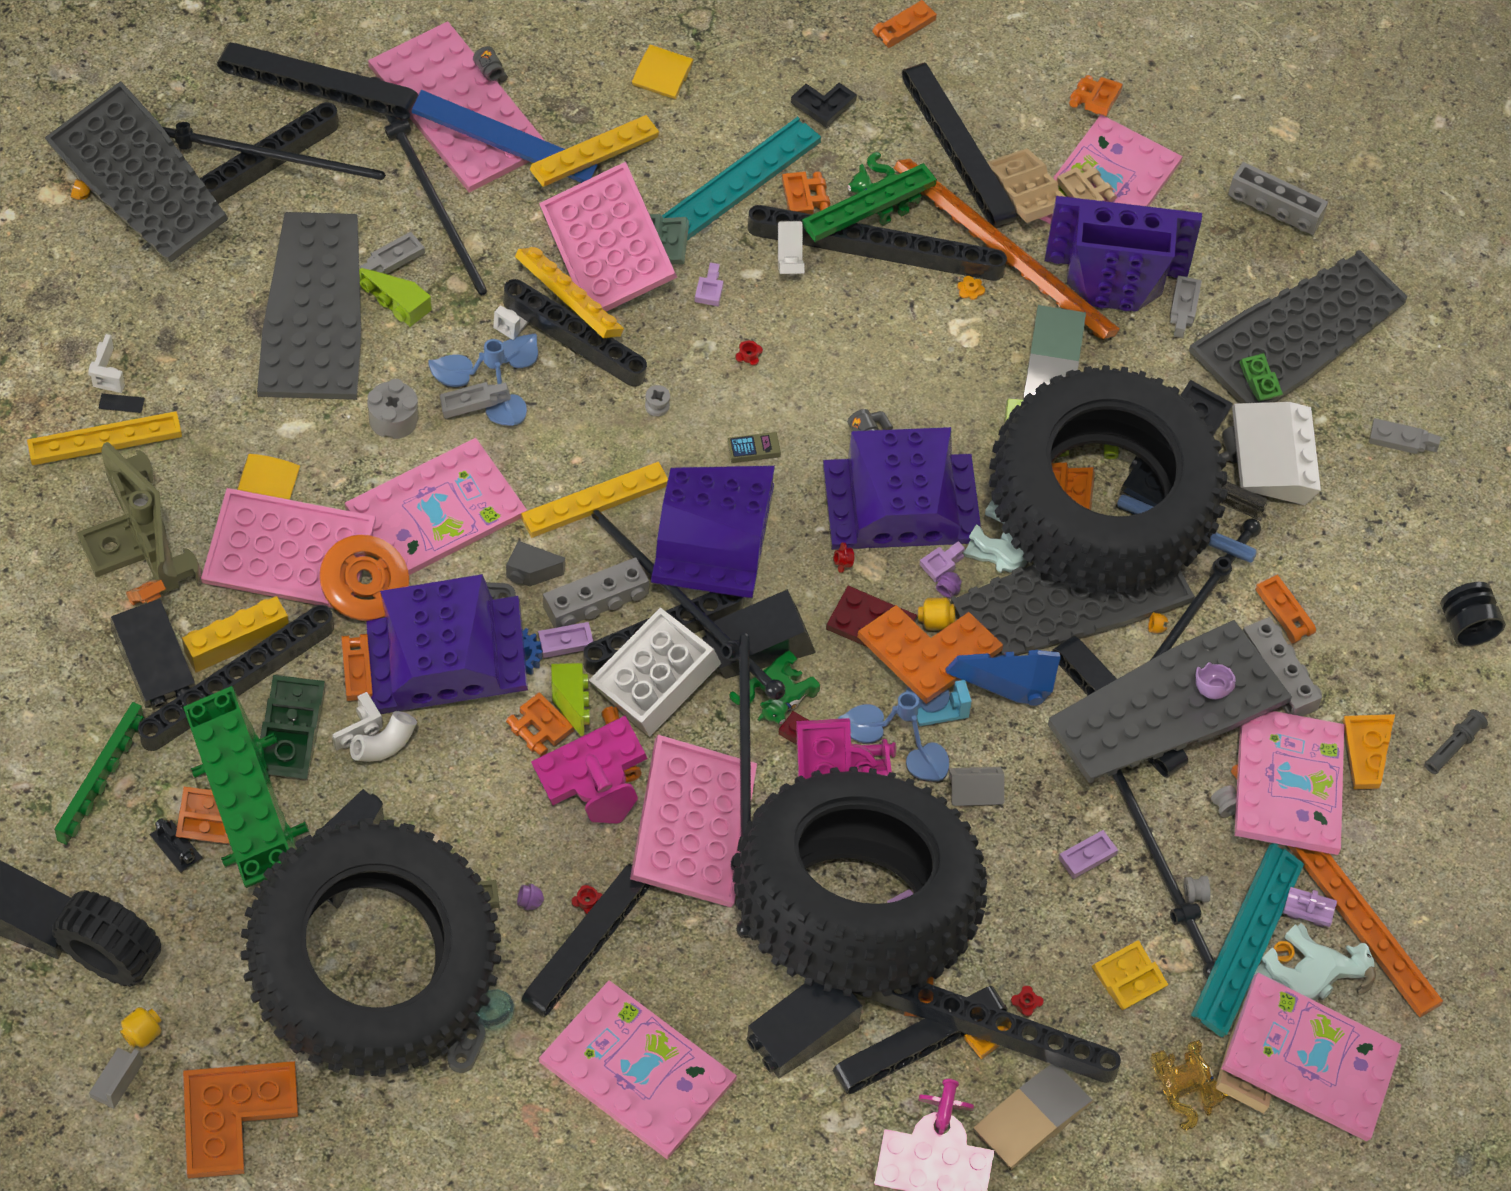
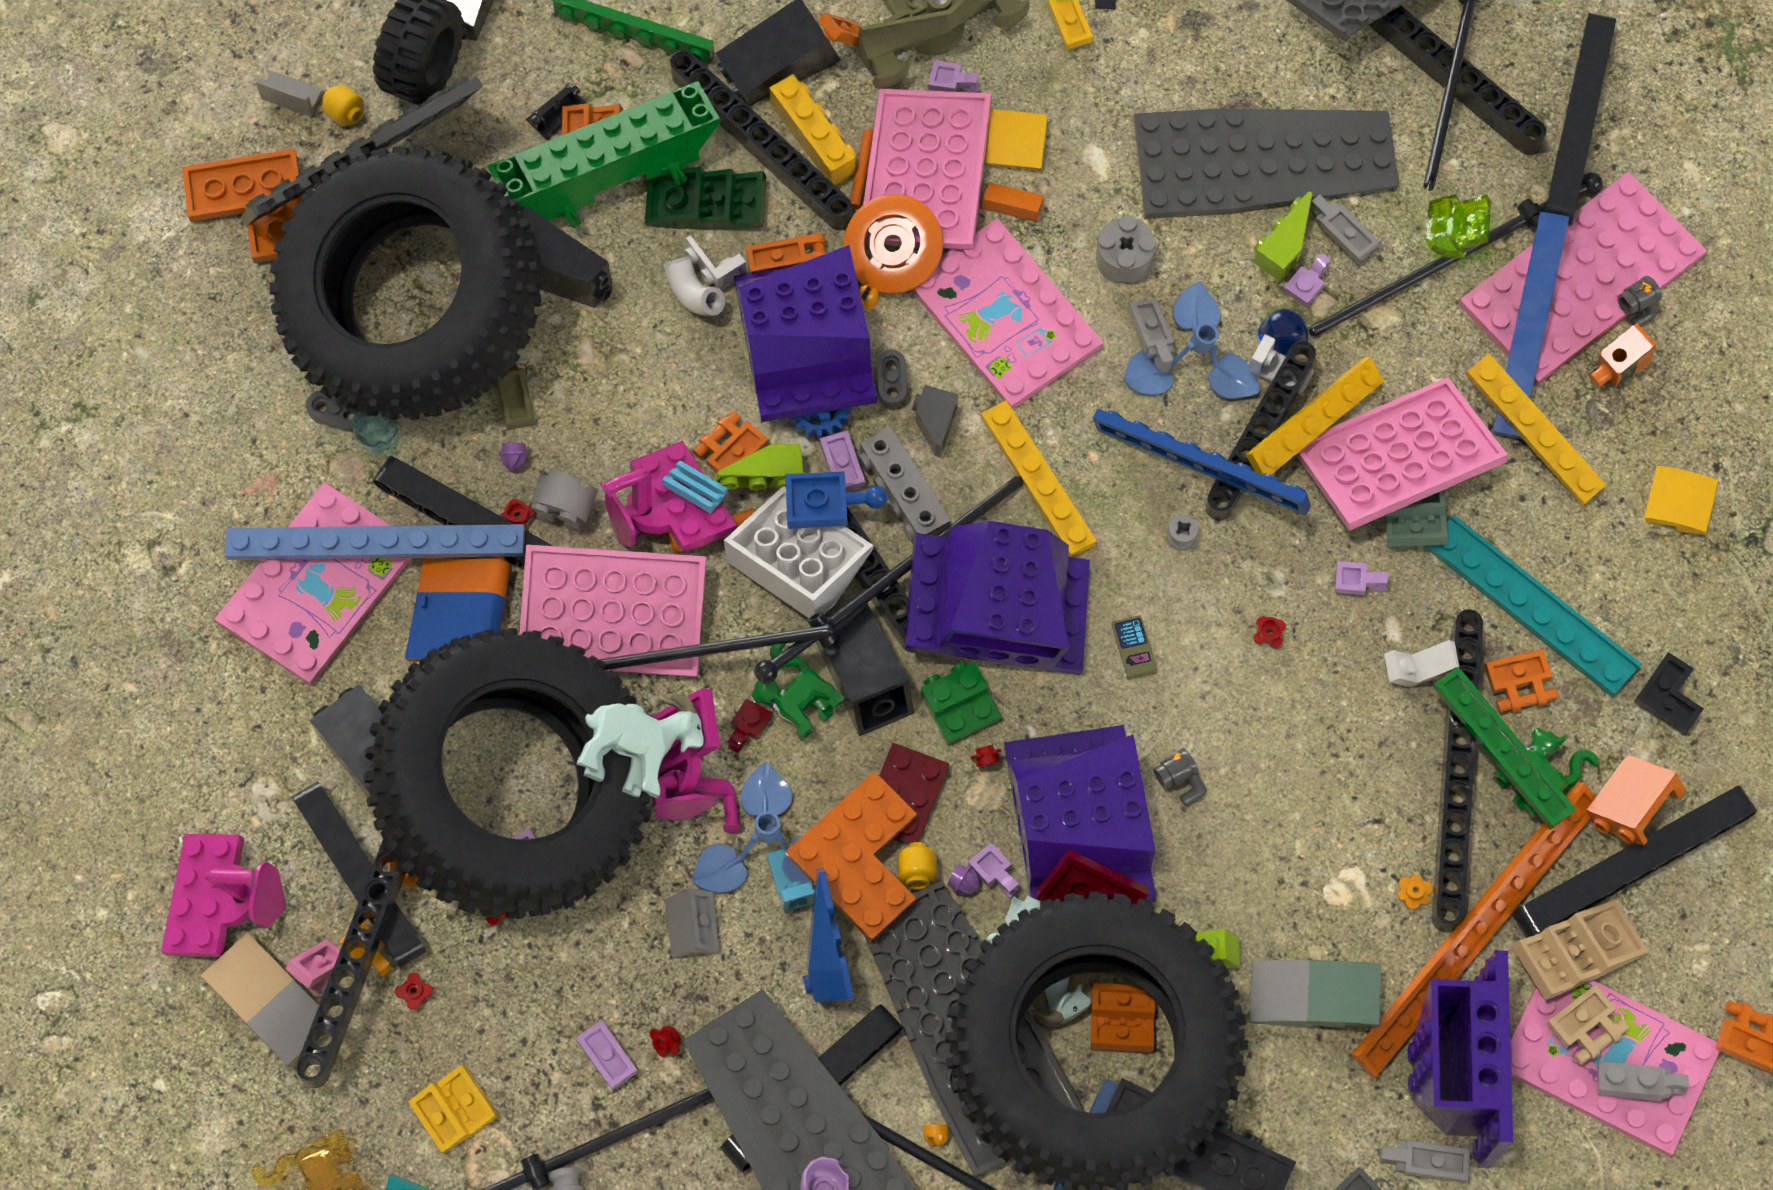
camera: 90 degrees right, 10 degrees up
(198, 525) = (949, 77): none -> lavender plate
(213, 988) = (382, 138): none -> dark grey wing
(288, 606) = (861, 169): none -> orange bar
(329, 487) = (1012, 202): none -> orange slope
(406, 172) = (1457, 224): none -> clear neon green brick
(439, 289) = (1307, 284): none -> lavender plate
(480, 309) = (1285, 327): none -> clear blue helmet
(539, 83) = (1624, 357): none -> torso
(584, 740) = (698, 484): none -> medium azure tile
(584, 853) = (563, 499): none -> light grey brick
(609, 362) = (1211, 465): none -> blue plate
(610, 1010) = (375, 542): none -> medium blue plate
(615, 644) = (822, 499): none -> blue plate
(678, 950) = (457, 601): none -> blue door
(796, 571) = (960, 702): none -> green plate
(849, 764) = (640, 737): none -> light aqua animal
(913, 131) = (1633, 798): none -> panel
(971, 485) = (1082, 875): none -> dark red plate
(1003, 1074) = (314, 966): none -> bright pink slope
(1077, 808) = (666, 1040): none -> red plate
(1130, 163) = (1639, 1081): none -> light grey hinge

